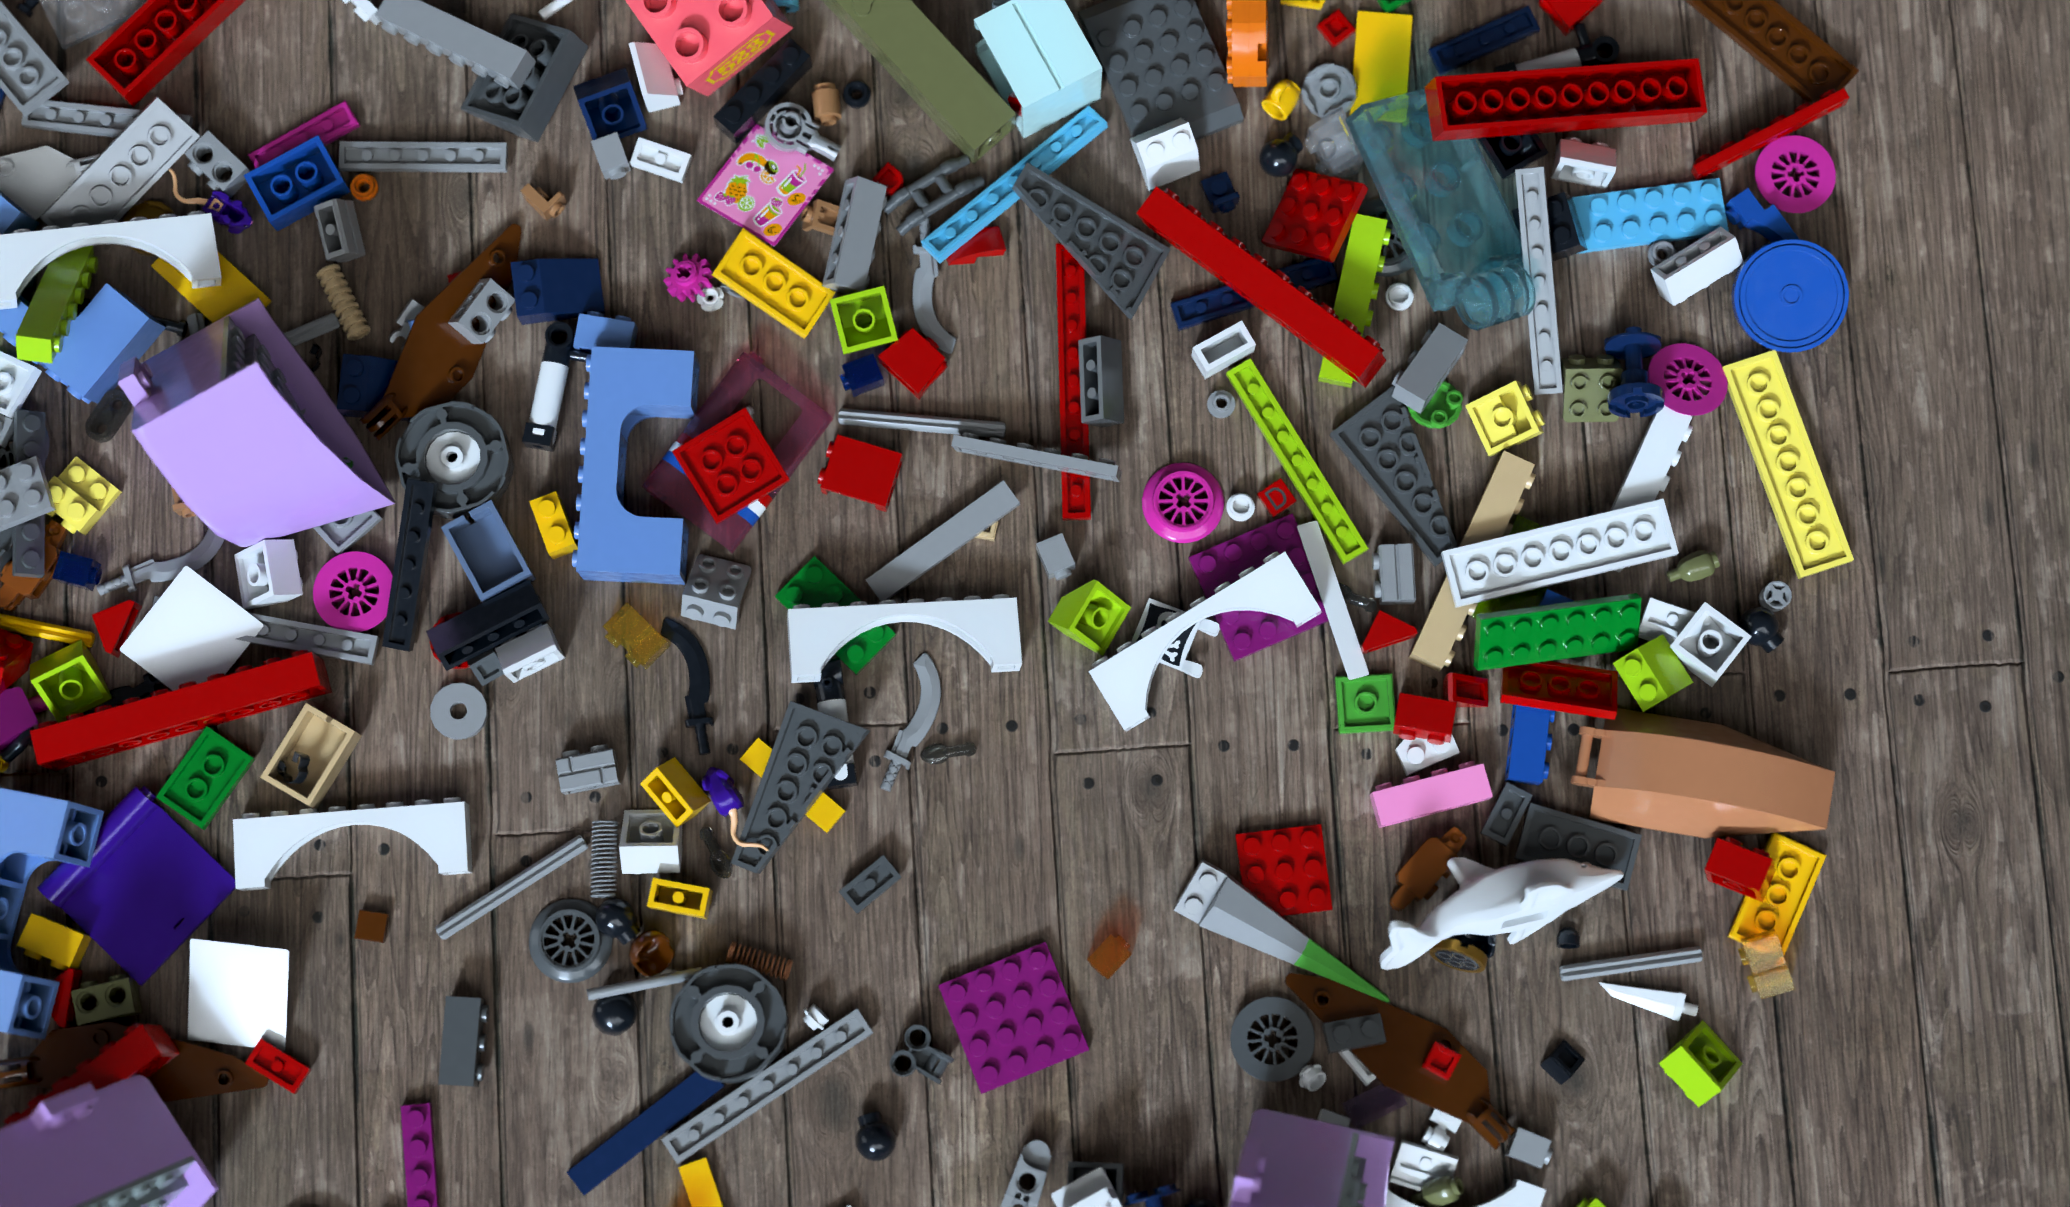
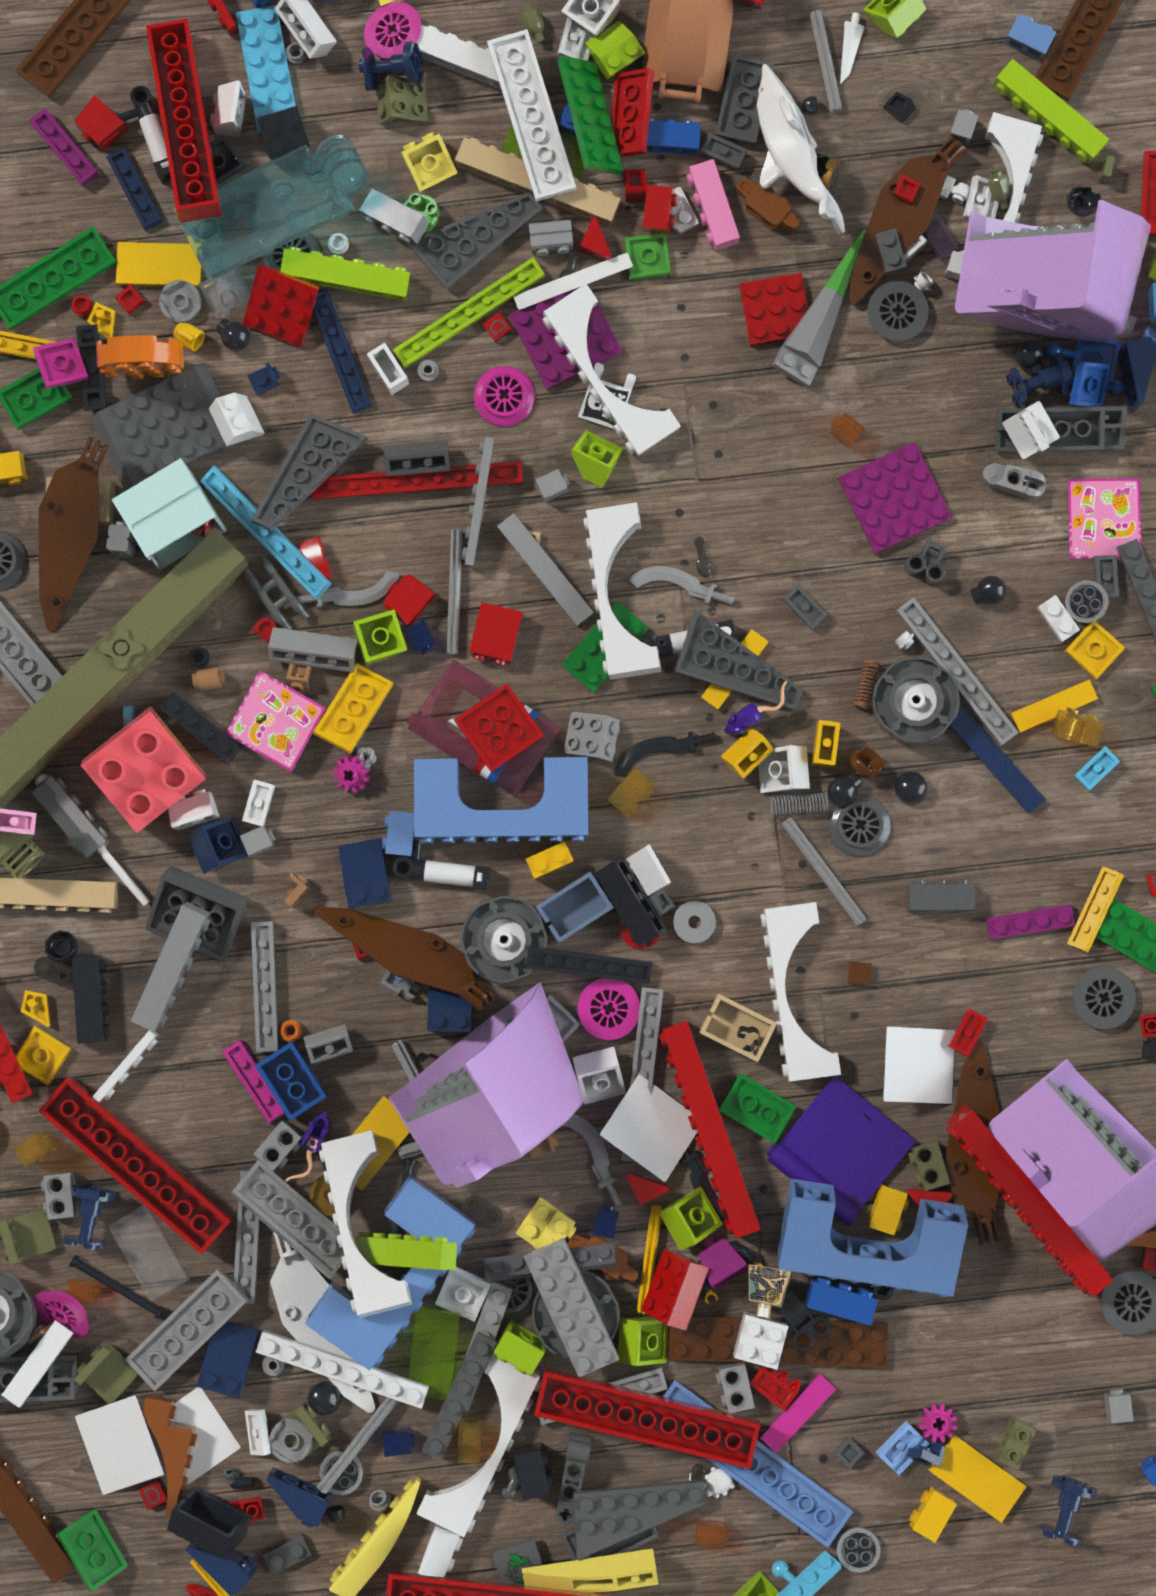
camera: 90 degrees left, 5 degrees up
(343, 302) = (383, 1037): tan piece -> none
(477, 306) = (385, 930): light grey brick -> none
(588, 770) = (733, 820): light grey brick -> none
(641, 984) = (889, 766): light grey bar -> none
(796, 131) = (231, 699): light grey pin -> none
(1240, 507) = (505, 353): white plate -> none
(1262, 287) = (341, 338): red brick -> none
(1539, 266) = (312, 135): light grey plate -> none

